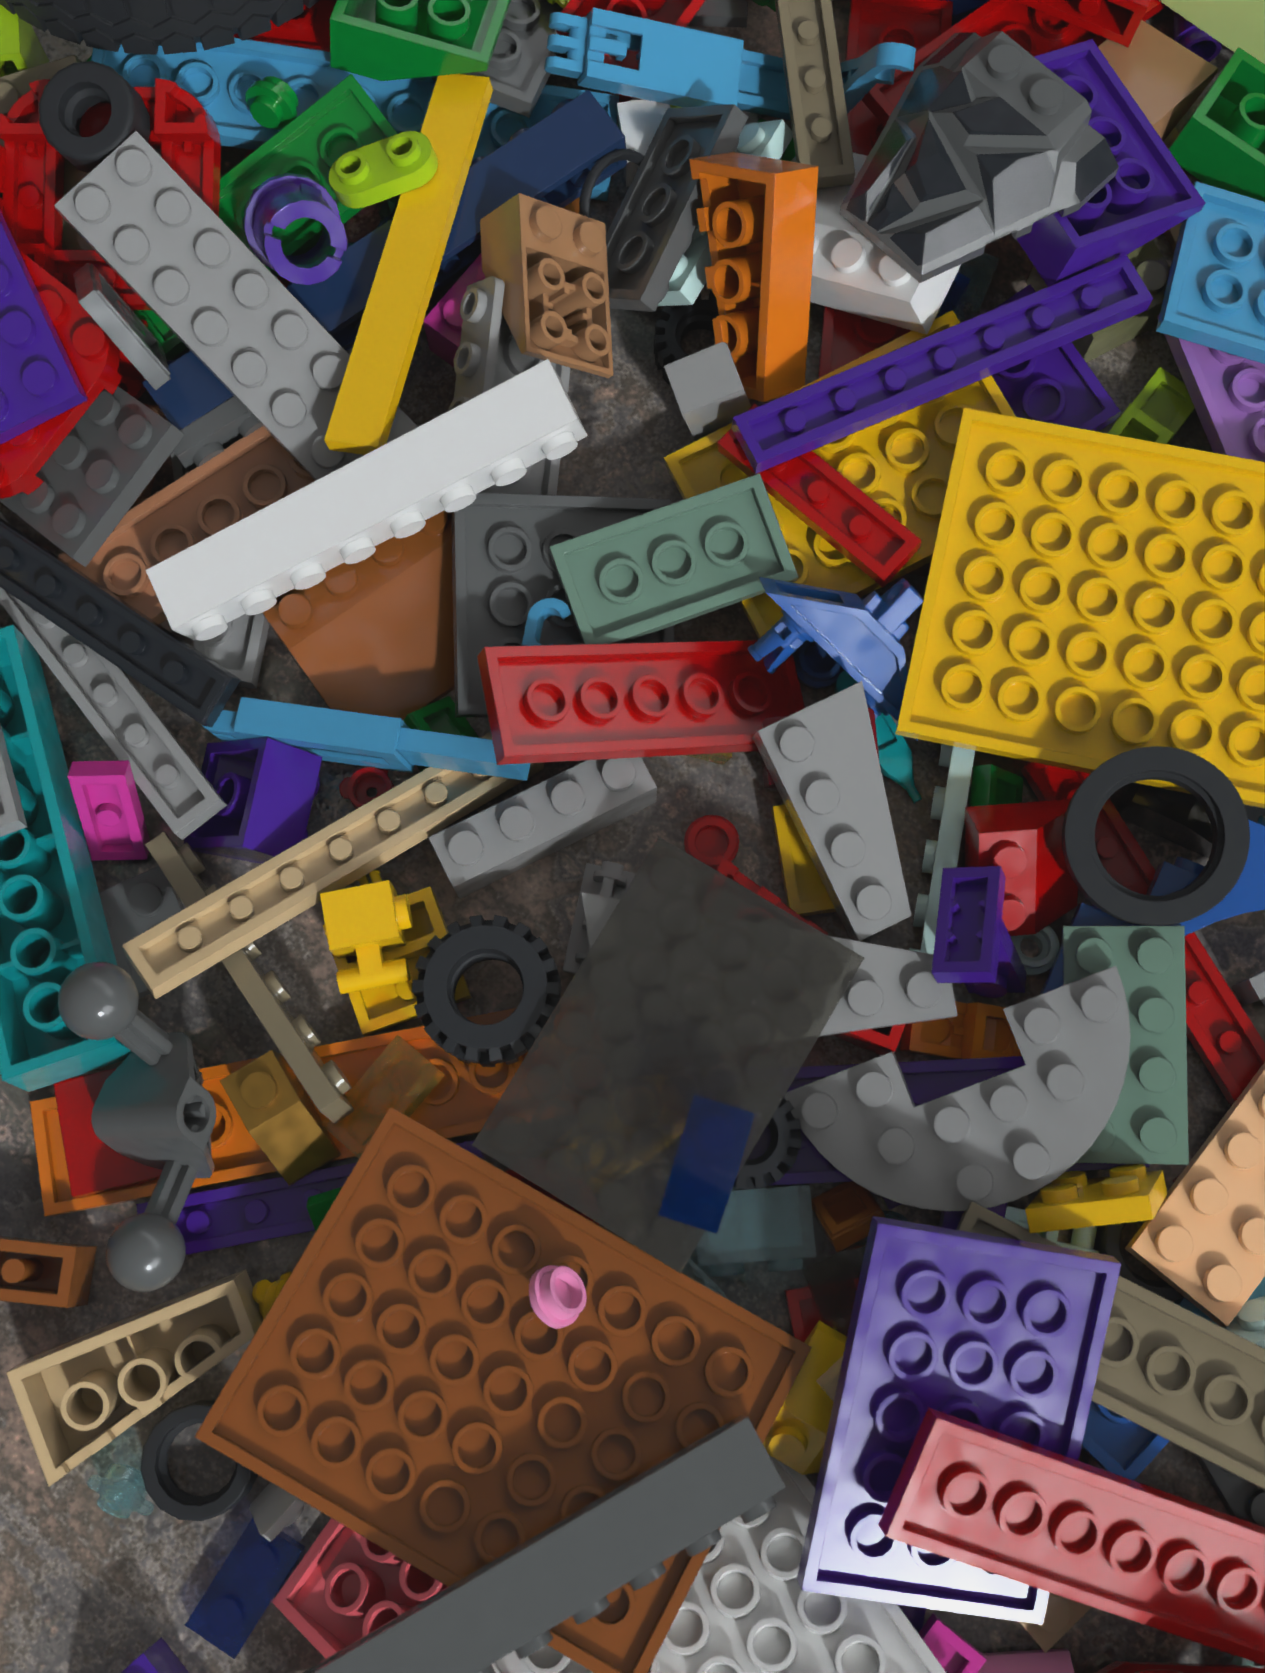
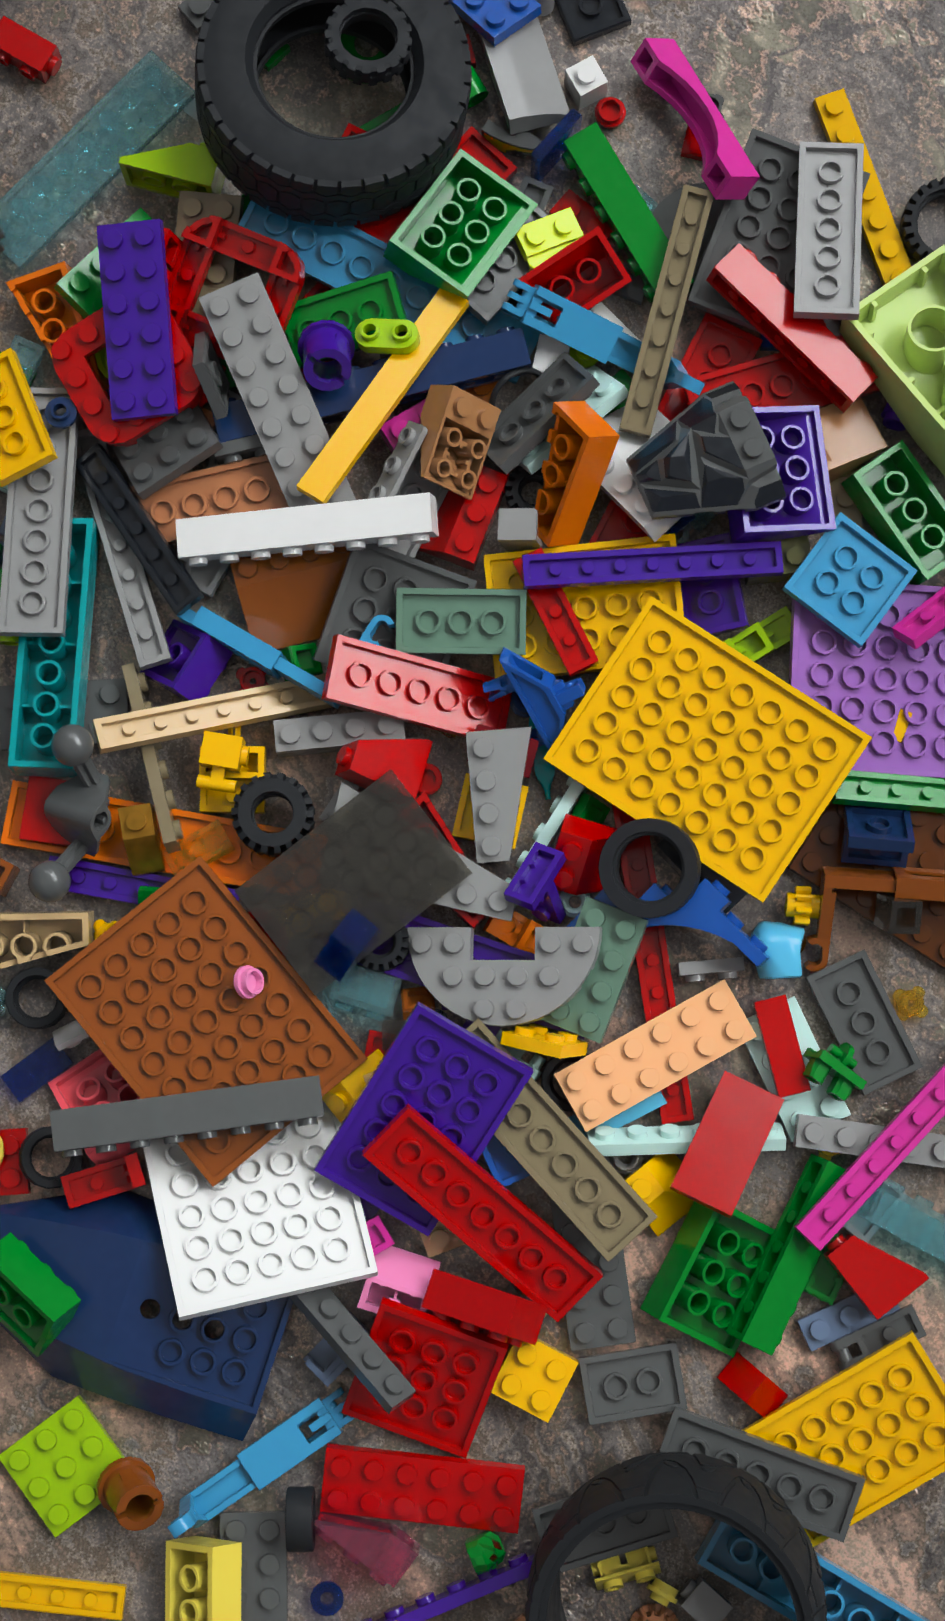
camera: 20 degrees right, 5 degrees up
(72, 94) = (224, 236): black tyre -> none
(109, 809) = (109, 639): dark pink plate -> none
(272, 102) = (341, 268): green plate -> none
(614, 838) = (368, 760): none -> red slope
(618, 419) = (466, 523): none -> red slope

